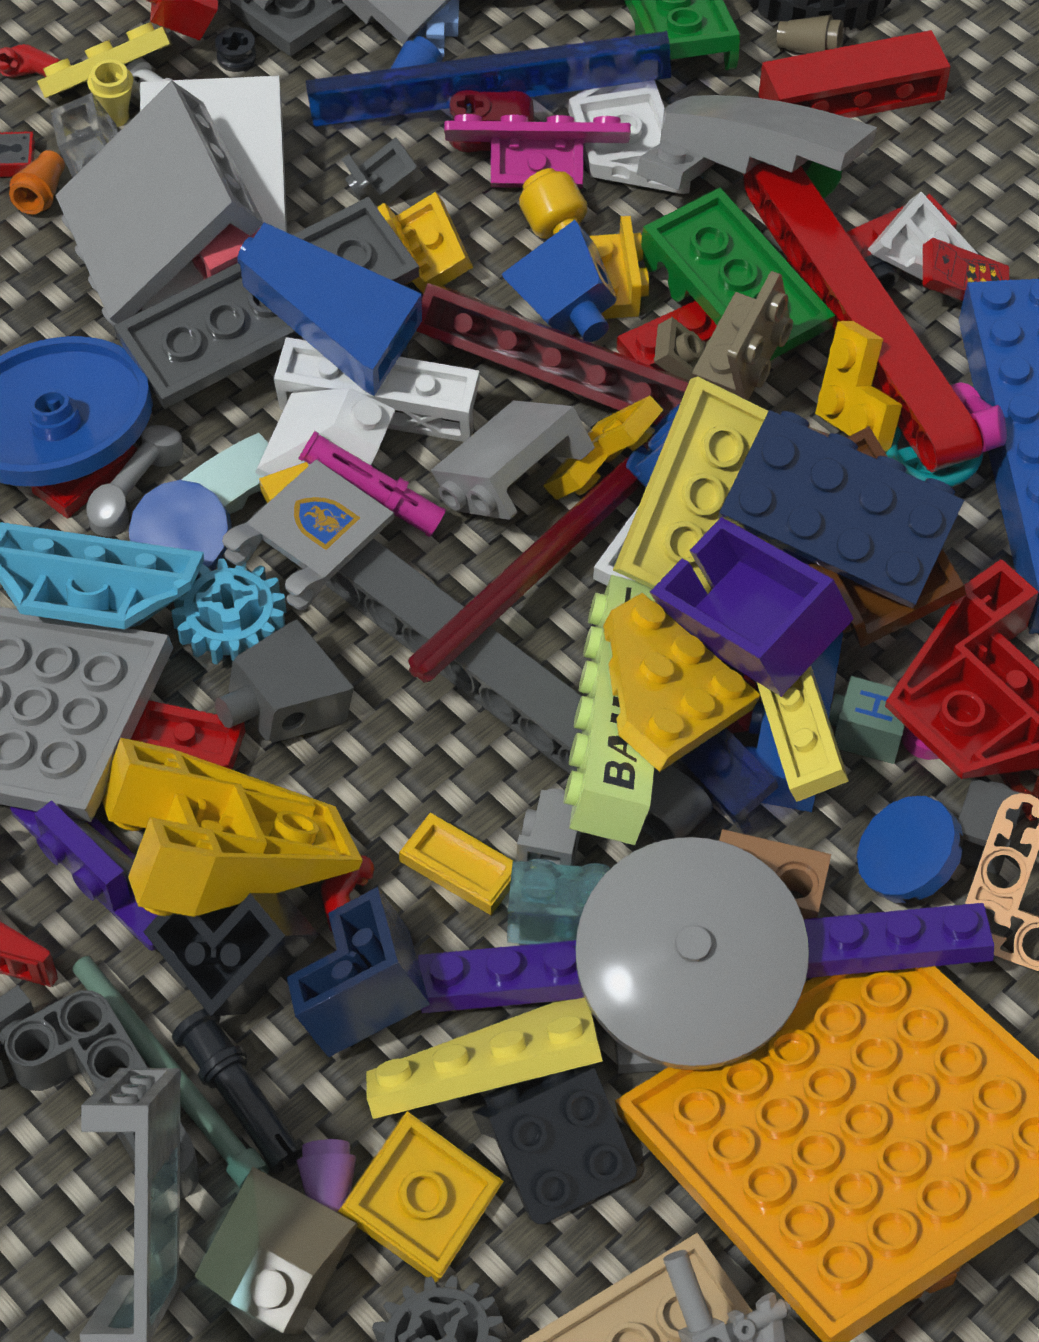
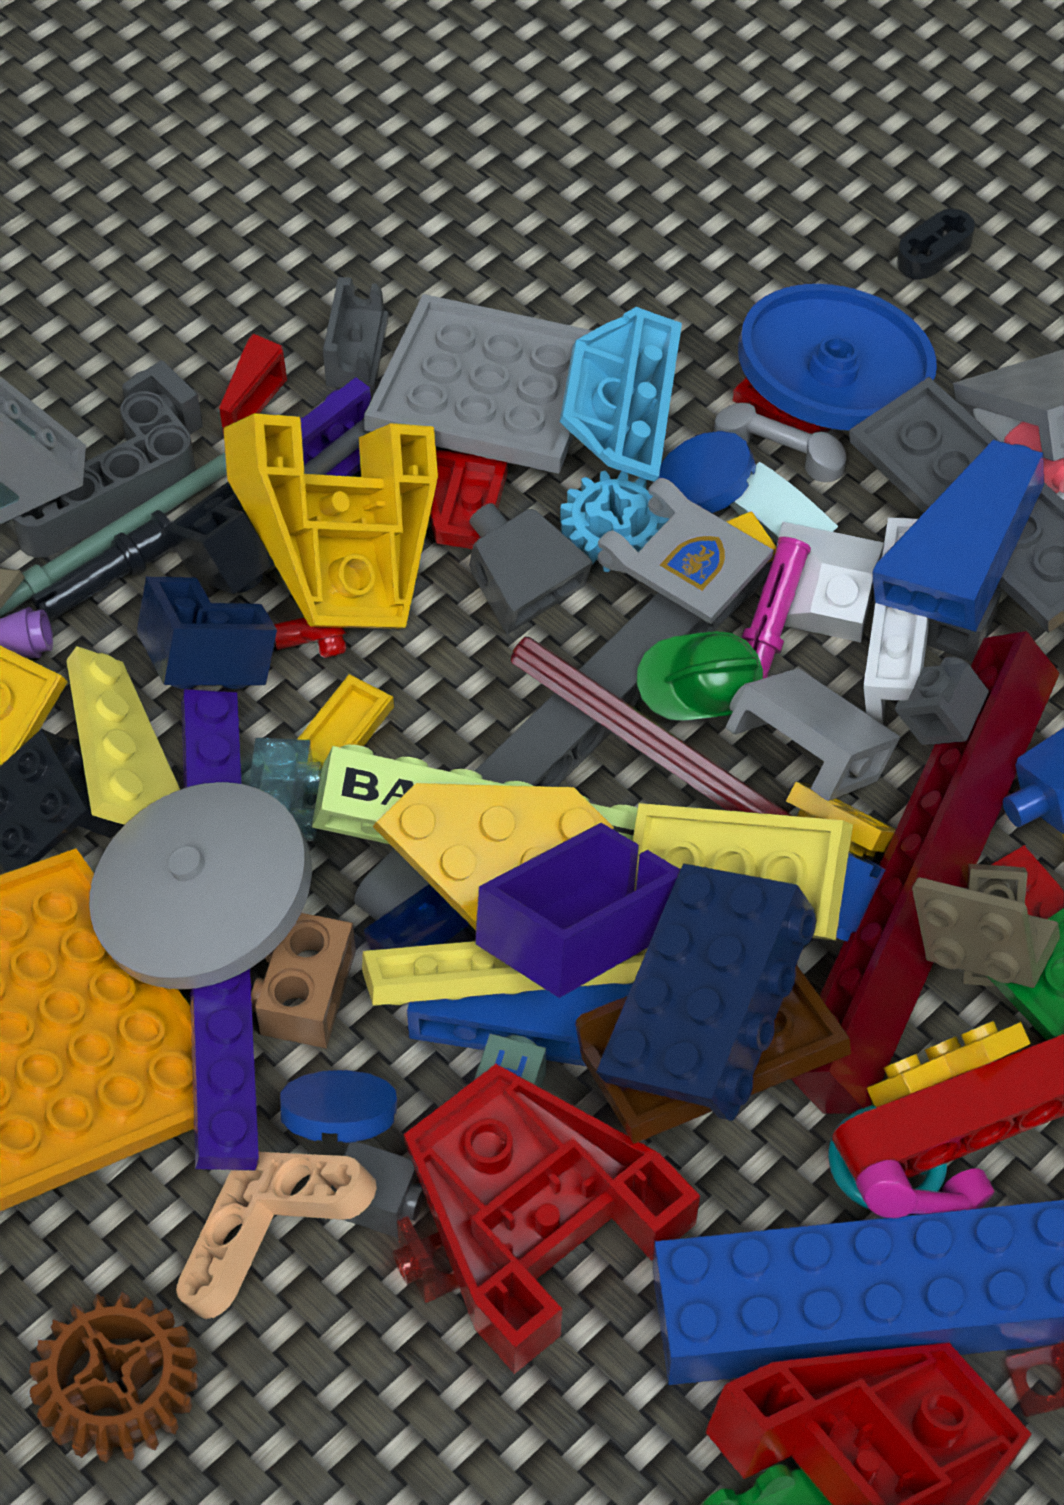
camera: 90 degrees right, 0 degrees up
(442, 537) = (696, 674): none -> green piece
(513, 352) = (943, 702): none -> dark grey brick

